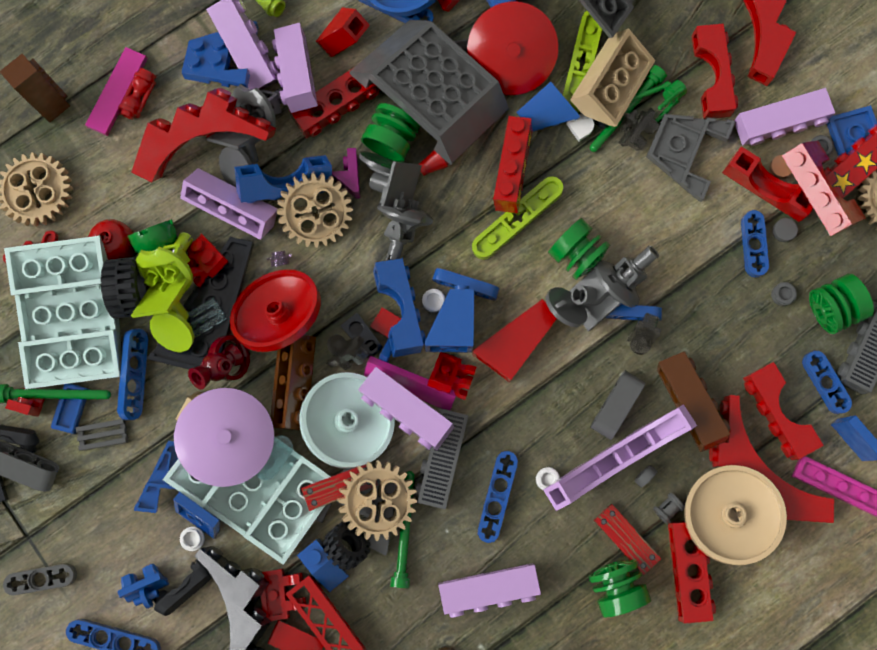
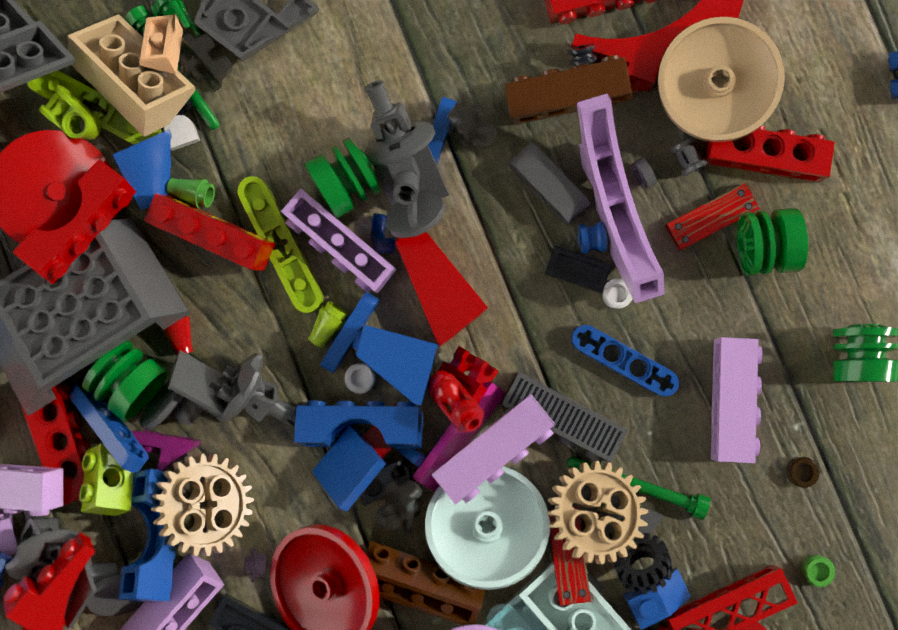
camera: 80 degrees left, 5 degrees up
(327, 144) = (95, 494): none -> lime brick
(352, 132) = (110, 429): none -> blue beam
(365, 307) = (348, 468): none -> blue tile
(440, 363) = (446, 390): none -> red piece
(468, 266) = (328, 323): none -> lime cone
(471, 60) = (55, 250): none -> red arch
(533, 254) = (333, 236): none -> lavender brick
(539, 146) = (192, 191): none -> bright green cone
(543, 287) = (378, 235): none -> clear blue arm
(558, 444) = (577, 269): none -> black tile
(574, 43) = (67, 112): none -> lime piece
(585, 448) = (592, 238): none -> blue wheel
(641, 95) = (161, 43): none -> light nougat slope
(723, 403) = (582, 54): none -> black bush

